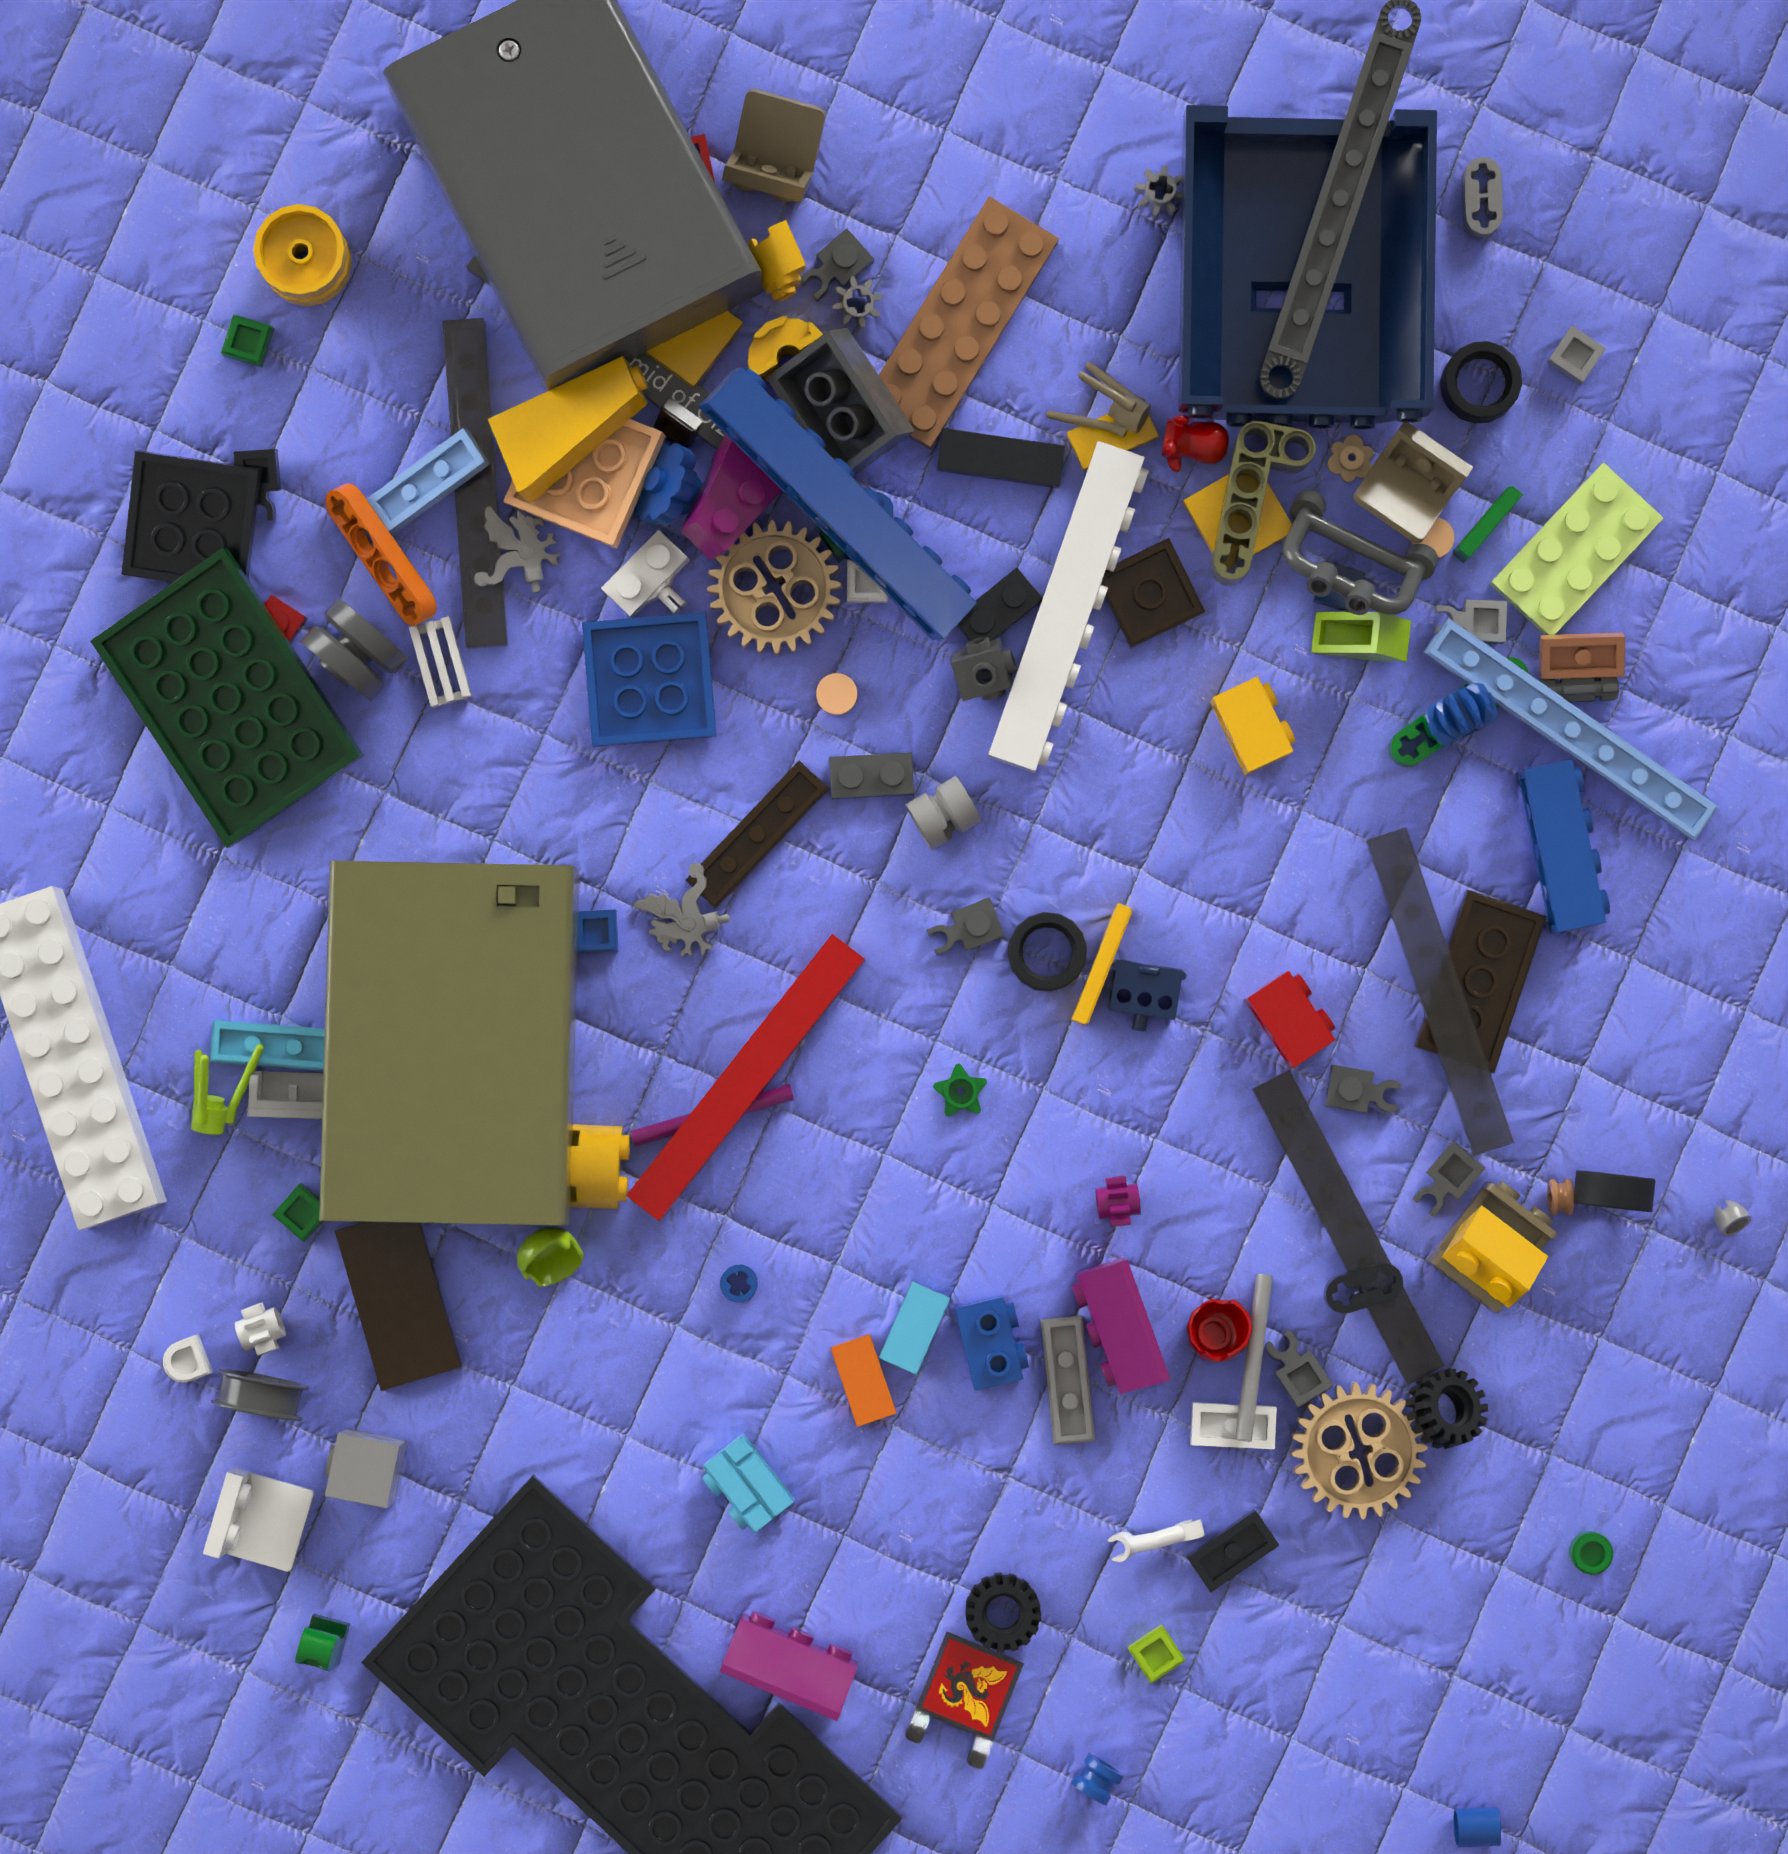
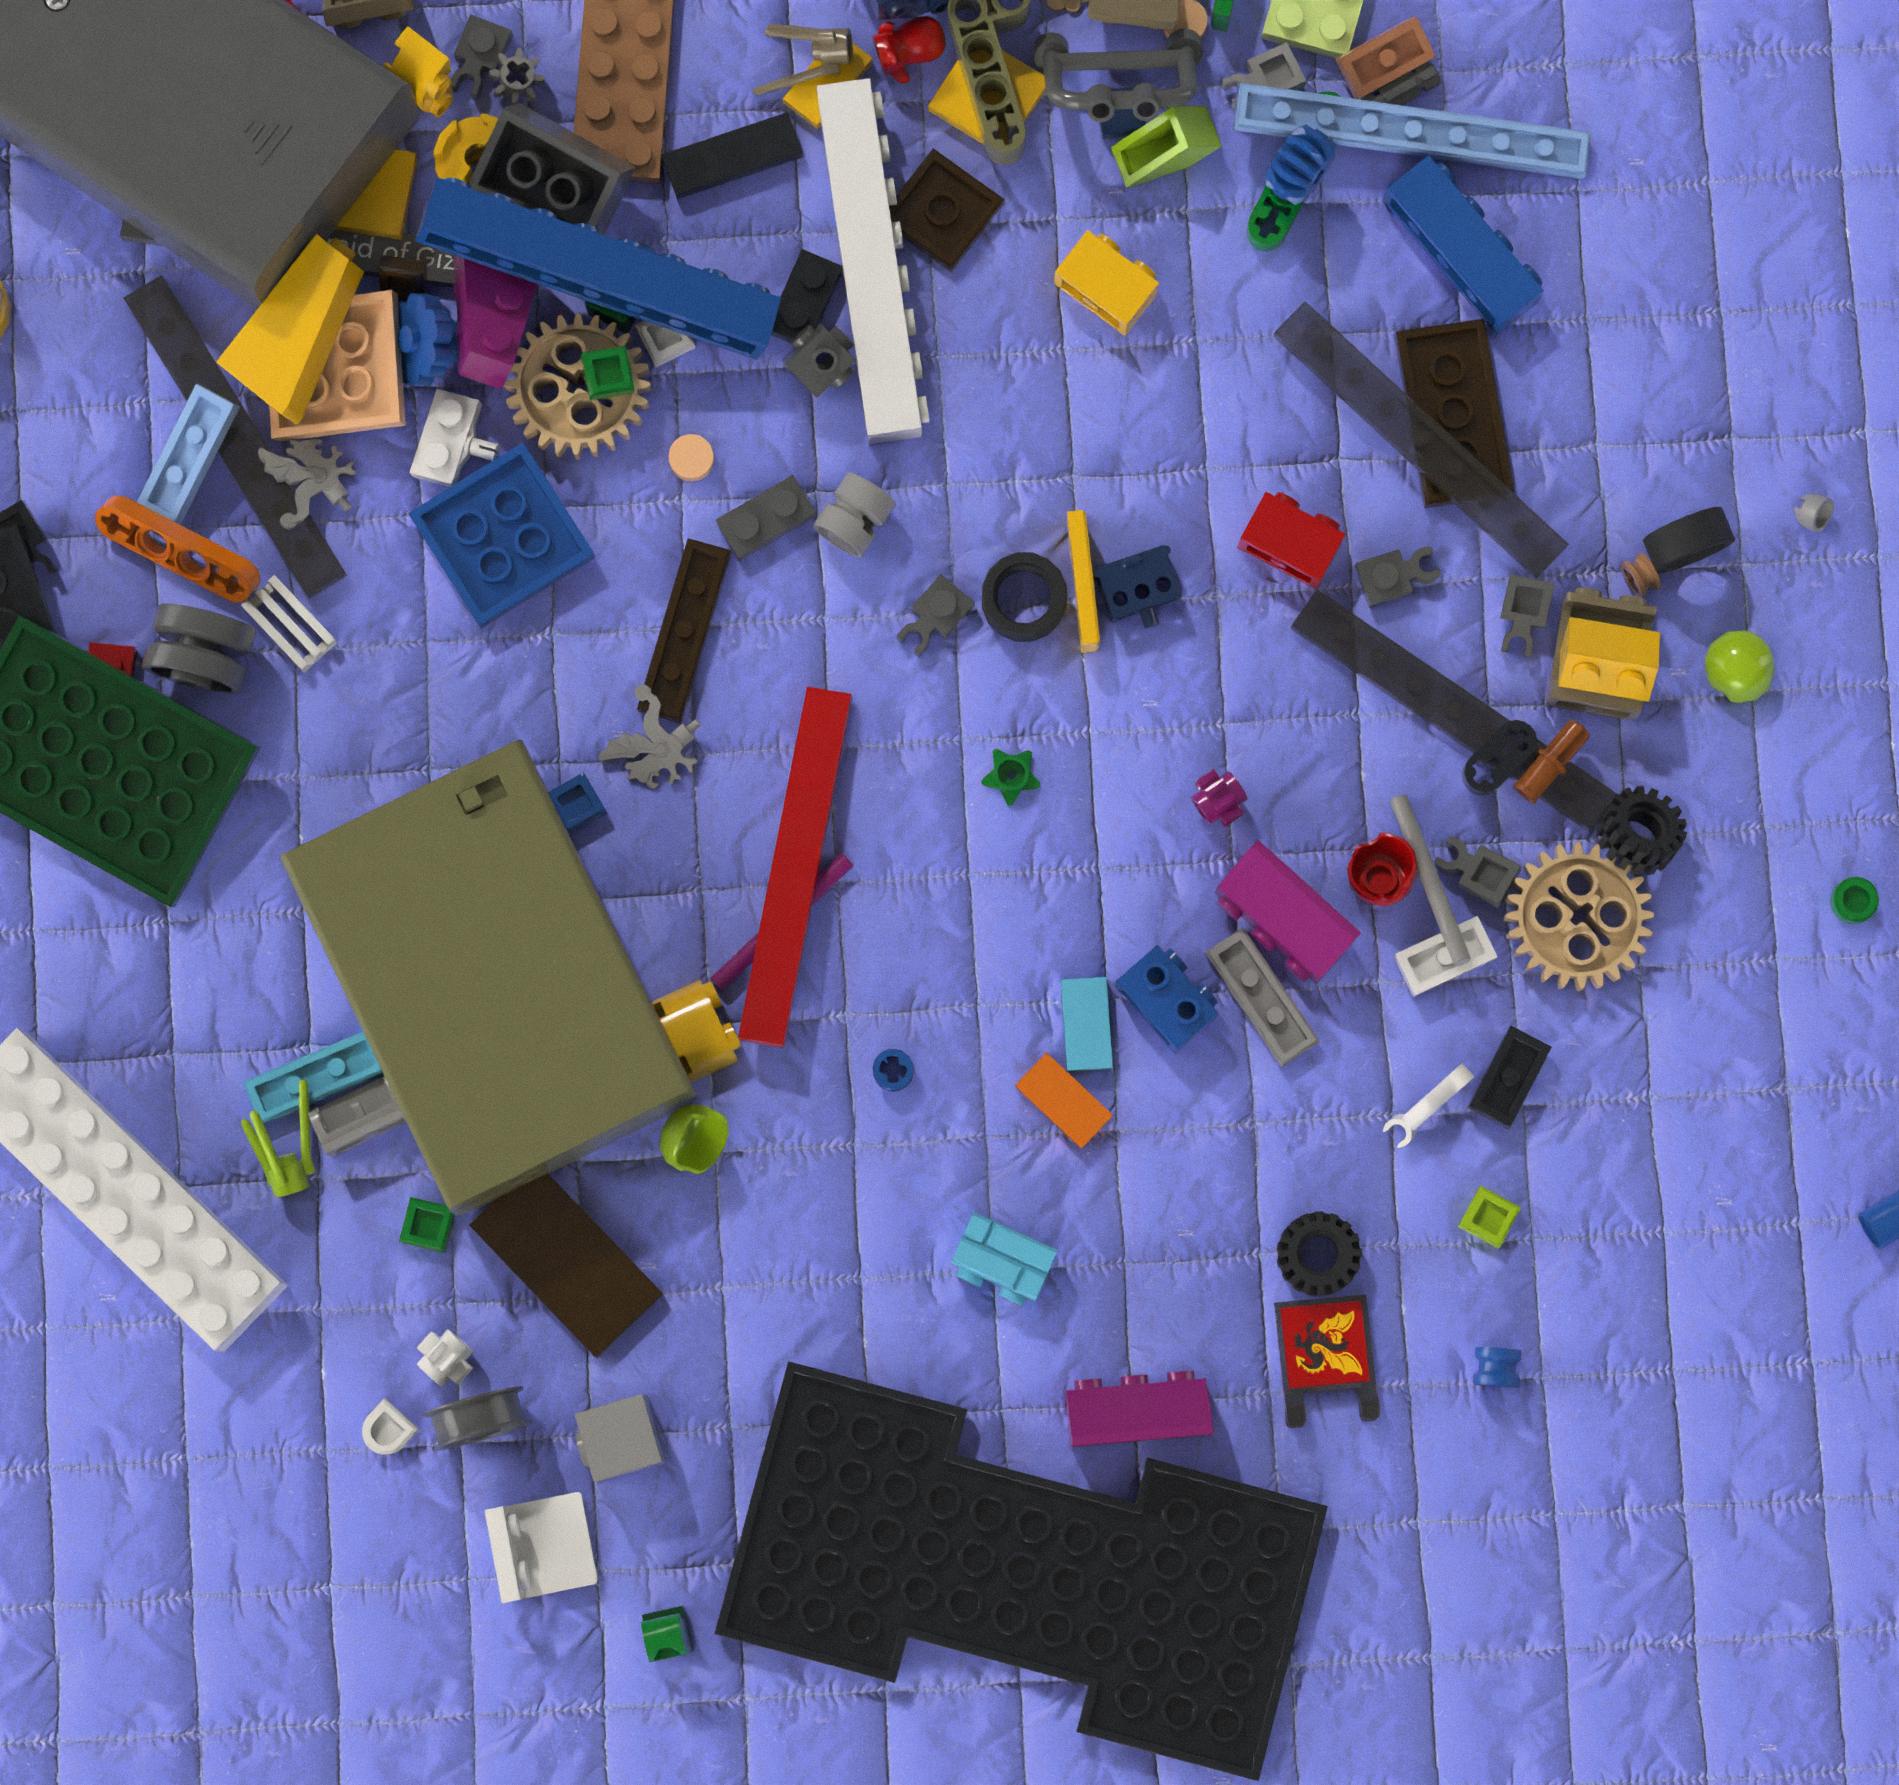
camera: 25 degrees left, 5 degrees down
(802, 592) = (607, 373): none -> green tile
(1404, 1313) = (1551, 761): none -> dark orange axle
(1601, 1312) = (1740, 665): none -> lime hair

